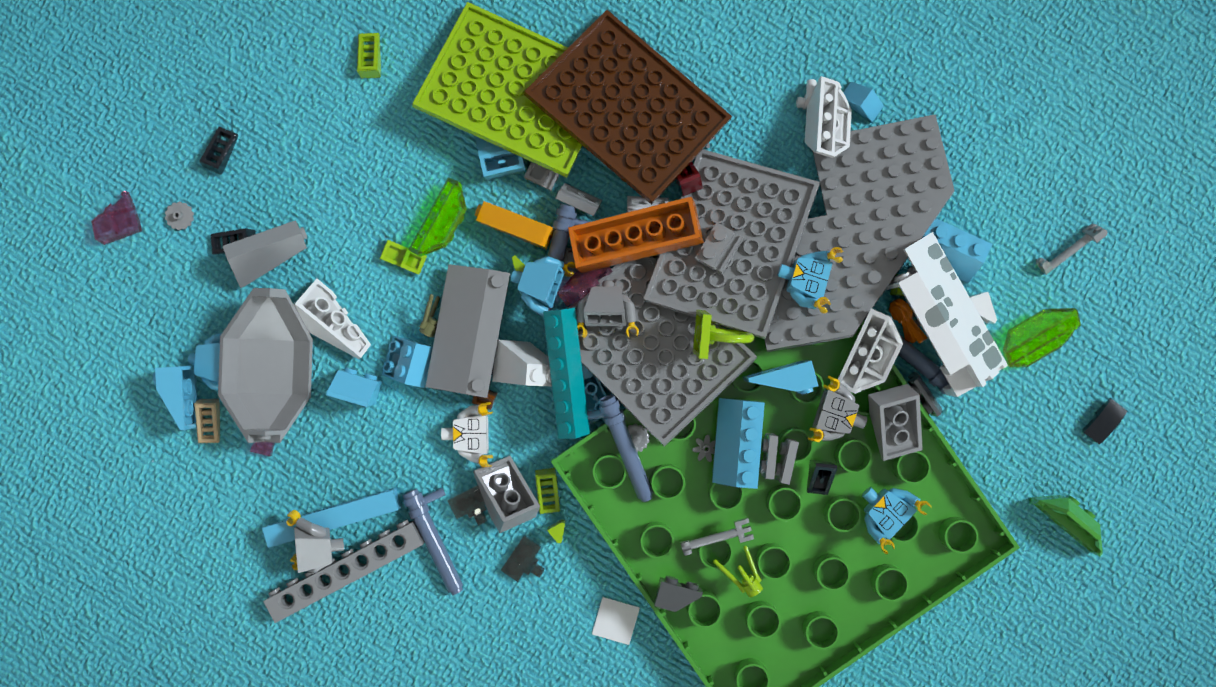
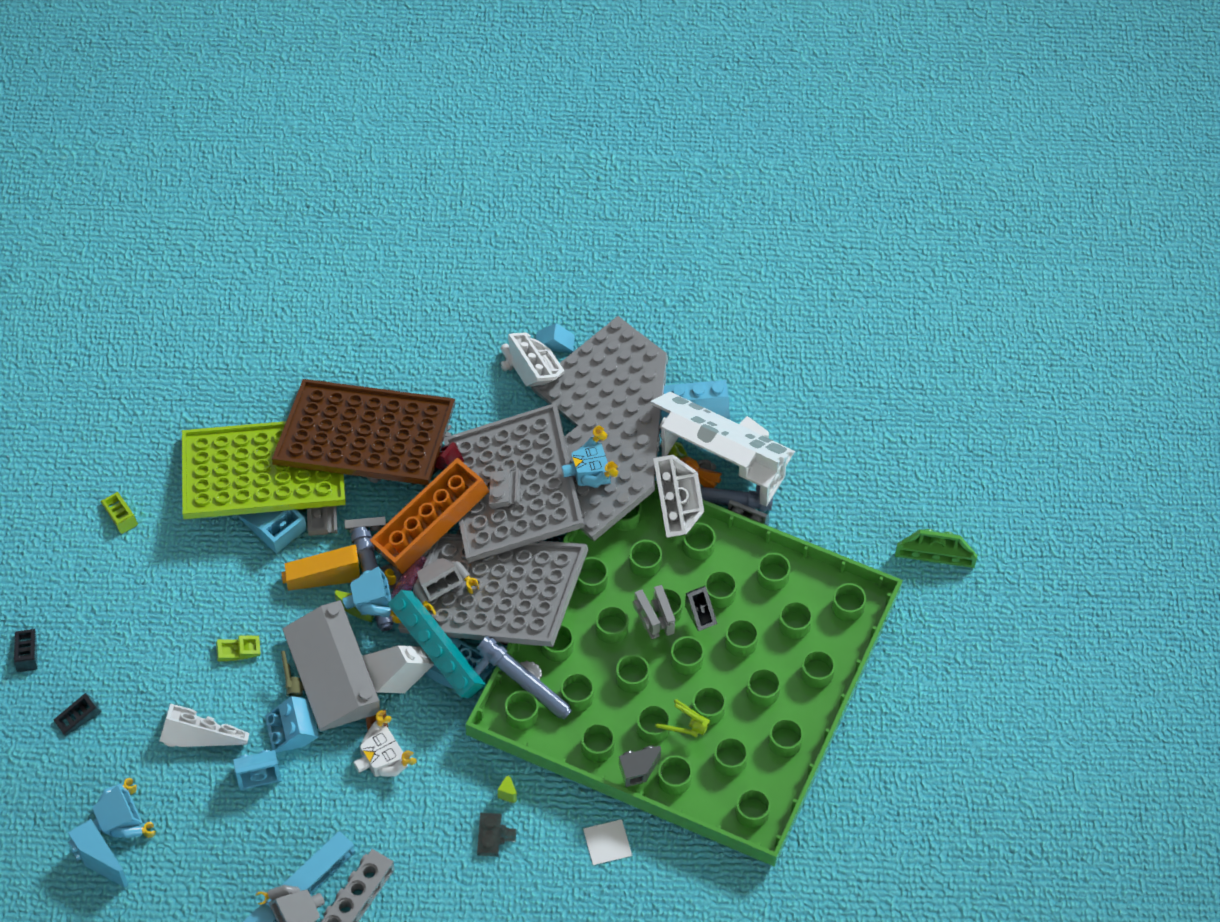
camera: 30 degrees left, 30 degrees down
(179, 215) = (16, 720): light grey piece -> none
(200, 421) = (128, 857): tan slope -> none
(263, 448) = (198, 867): clear pink tile -> none
(264, 251) = (111, 702): light grey slope -> none
(265, 365) = (163, 779): light grey panel -> none
(419, 512) = (373, 840): sand blue cylinder -> none
(441, 220) = (256, 594): clear neon green wedge -> none
(469, 503) = (417, 810): clear smoke hinge -> none
(506, 494) = (445, 782): light grey slope -> none
(544, 474) = (463, 757): lime slope -> none
(701, 448) = (593, 651): light grey plant -> none
(707, 334) = (531, 542): lime tile -> none
(737, 531) = (661, 690): light grey hinge -> none
(738, 443) = (615, 620): medium azure slope -> none
(794, 377) = (619, 548): medium azure slope -> none
(836, 413) = (680, 553): light grey torso -> none
(889, 512) = (775, 603): medium azure torso -> none
(896, 421) = (734, 537): light grey slope -> none
(1039, 336) = (814, 427): clear neon green wedge -> none
(1091, 233) = (801, 337): light grey hinge -> none
(1105, 421) = (911, 463): black slope -> none

